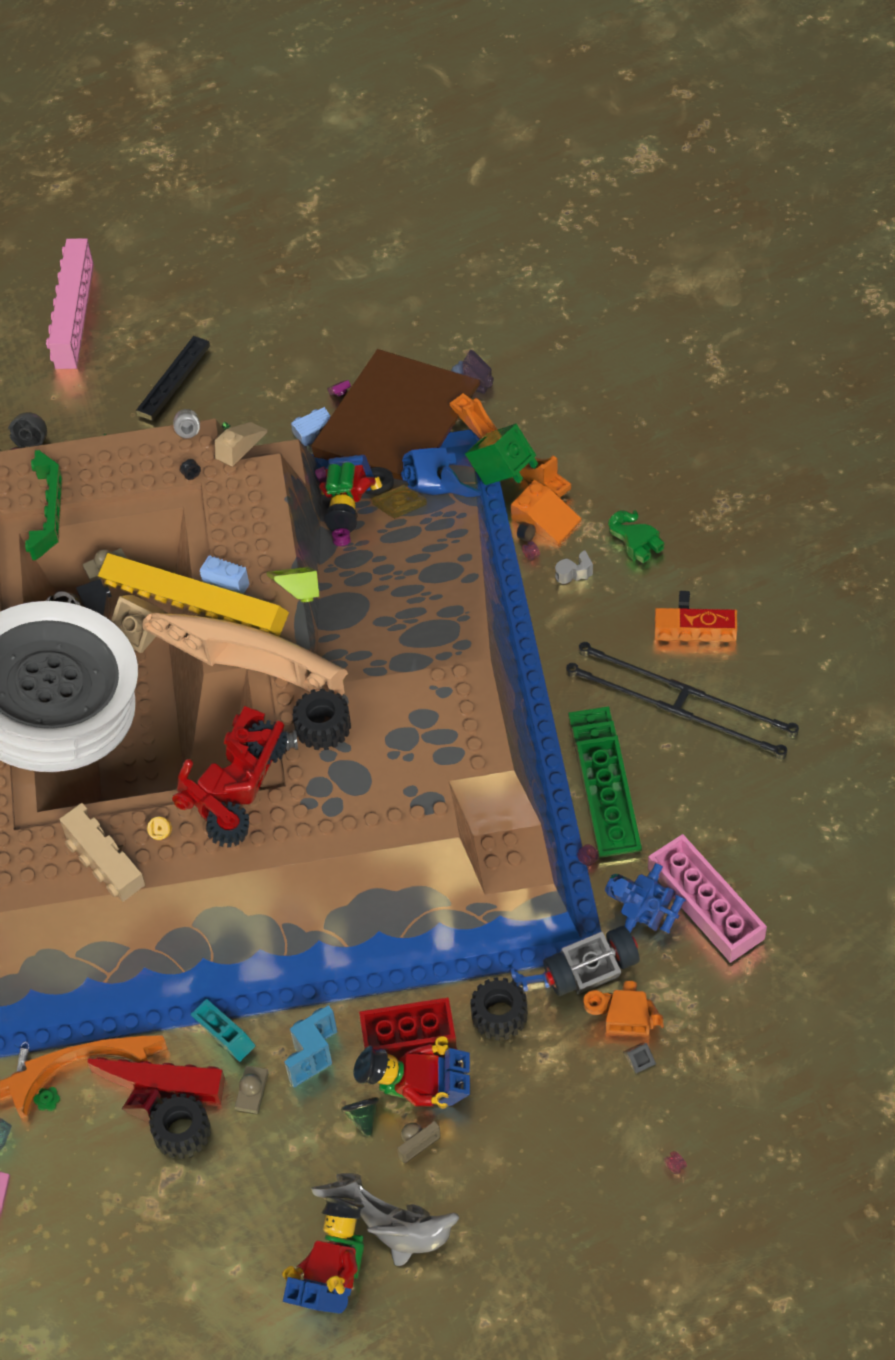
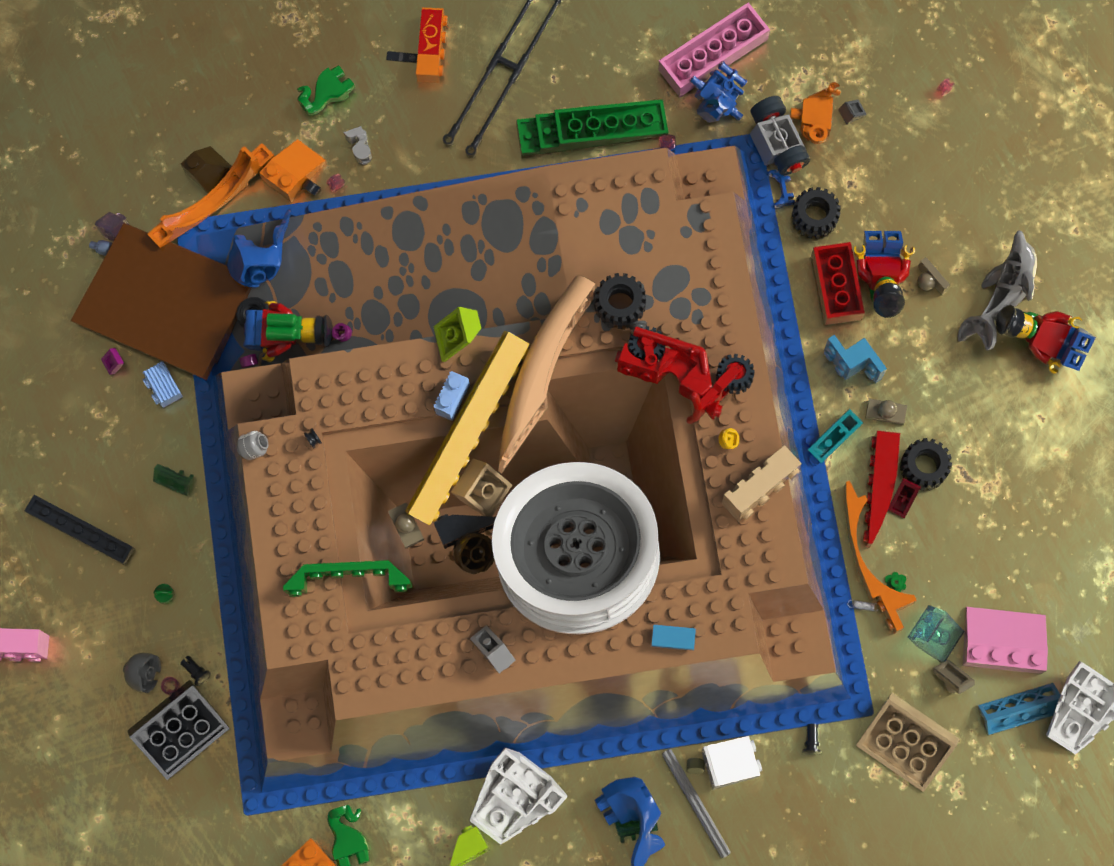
camera: 90 degrees left, 20 degrees up
(237, 442) = (278, 393): tan slope -> none
(362, 1114) = (908, 321): clear green hat -> none
(399, 501) = (289, 286): clear yellow tile -> none
(501, 455) = (234, 197): green container -> none
(547, 440) = (206, 168): none -> dark brown slope

